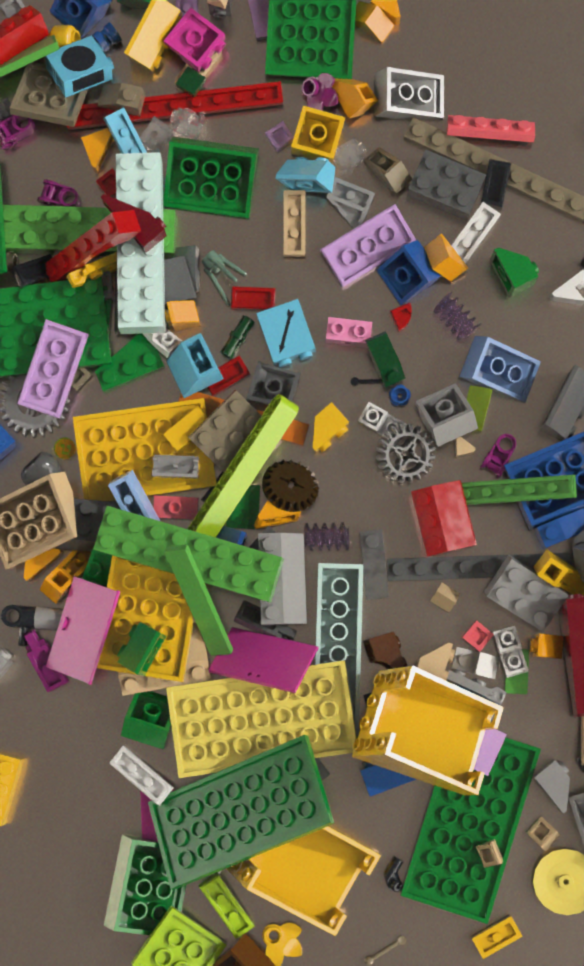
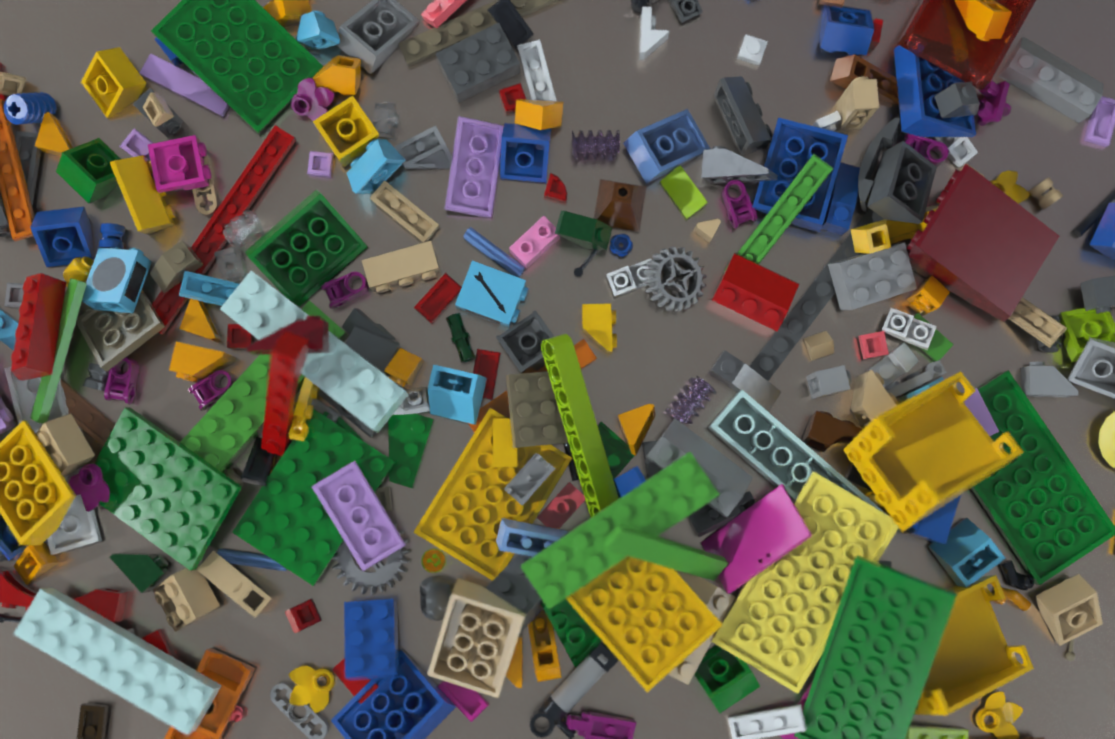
camera: 60 degrees left, 0 degrees up
(66, 168) = (197, 362): none -> light orange slope
(80, 644) = (616, 684): dark pink container -> none
(141, 648) = (668, 638): green slope -> none
(191, 82) = (211, 198): dark green tile -> none
(201, 226) = (344, 290): none -> magenta piece
(216, 263) = (382, 304): sand green plant -> none
(253, 254) = (401, 267): none -> tan brick
(292, 499) = (616, 408): dark brown gear -> none
(318, 310) = (493, 252): none -> medium blue axle
(372, 53) = (317, 31): none -> medium azure slope
(377, 884) = (1015, 597): none -> light orange arm
(380, 822) = (967, 553): none -> medium azure slope
(388, 169) = (425, 99): dark tan slope -> none
(401, 932) = (1070, 609): none -> tan slope
(421, 623) = (829, 382): none -> light grey brick
(428, 379) = (620, 205): none -> reddish brown slope
(445, 227) = (509, 96): none -> red tile
(446, 414) = (672, 218): light grey brick -> none
(489, 853) = (1064, 483): tan slope -> none
(514, 270) = (596, 66): green slope -> none
(519, 423) = (724, 166): none -> flat silver slope
(543, 833) = (1076, 425): tan slope -> none

